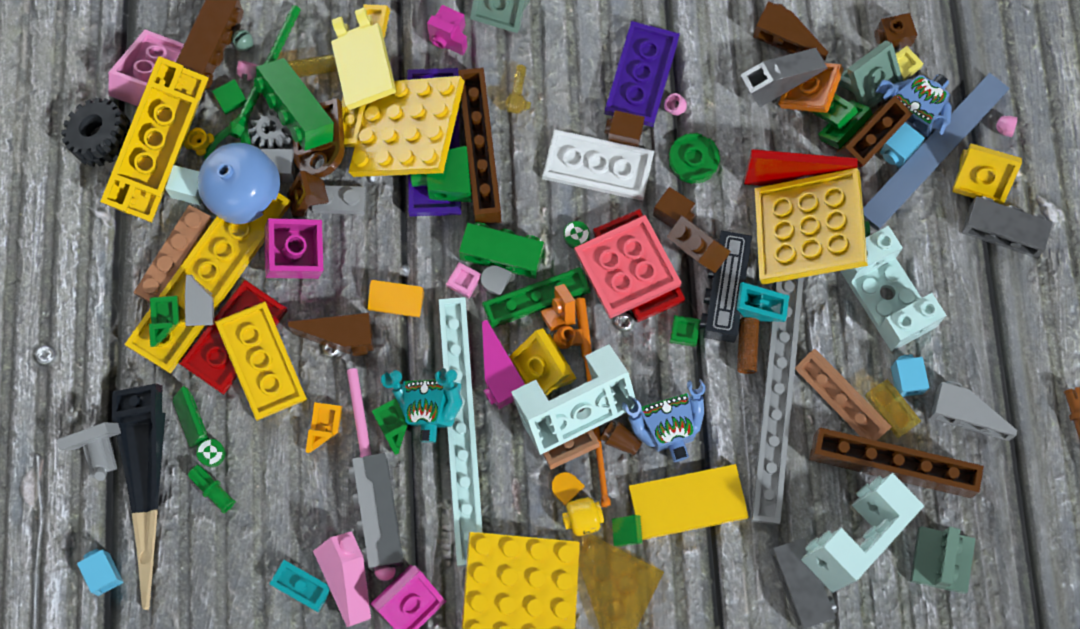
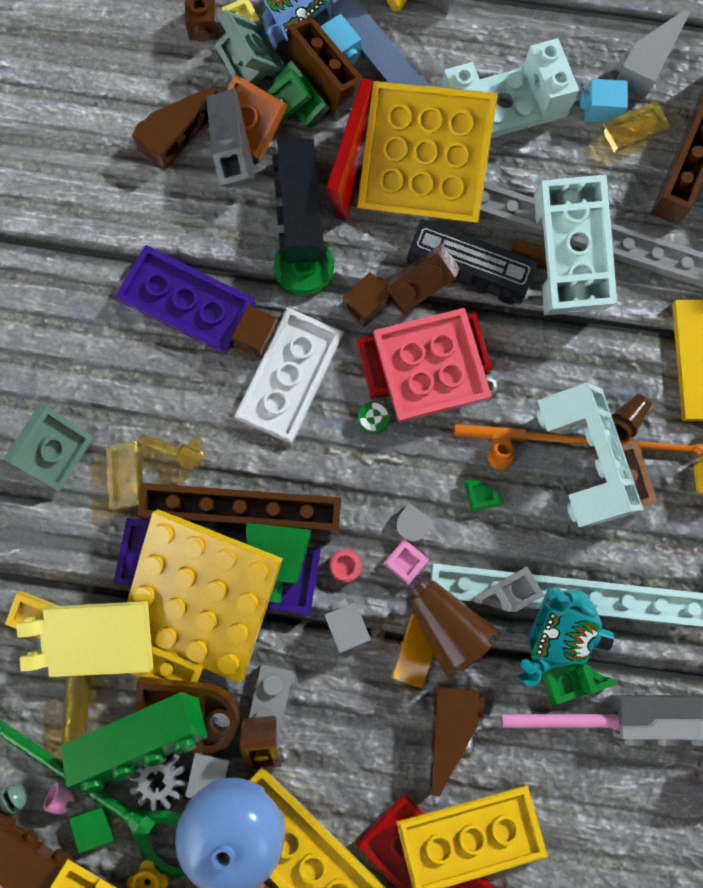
camera: 85 degrees left, 5 degrees up
(293, 248) = (334, 773): dark pink brick -> none
(324, 425) = (562, 768): light orange slope -> none
(404, 241) = (346, 625): none -> light grey brick
(417, 312) = (450, 626): none -> reddish brown cone
(446, 30) = (70, 522): dark pink brick -> none
(451, 235) = (345, 566): none -> coral tile
(452, 357) = (512, 592): none -> light grey slope
(492, 59) = (124, 475): none -> clear yellow plate
(499, 370) = (533, 540): dark pink slope -> none
(502, 249) = (379, 507): green brick -> none
(528, 326) = (481, 496): none -> green tile
(533, 297) = (442, 480): green tile -> none
(542, 361) = (534, 488): yellow bracket -> none
(562, 311) = (471, 452): orange bracket -> none
(566, 487) = (676, 489): light orange tile -> none
(669, 422) = (621, 356): medium blue torso -> none
(671, 106) = (234, 276): bright pink hinge -> none
(684, 331) = (511, 321): green tile -> none
(734, 141) = (300, 201): none -> black brick
(762, 303) = (506, 224): teal slope -> none
(782, 351) = (584, 278): none -> light aqua plate
(842, 396) = (634, 162): nougat plate -> none

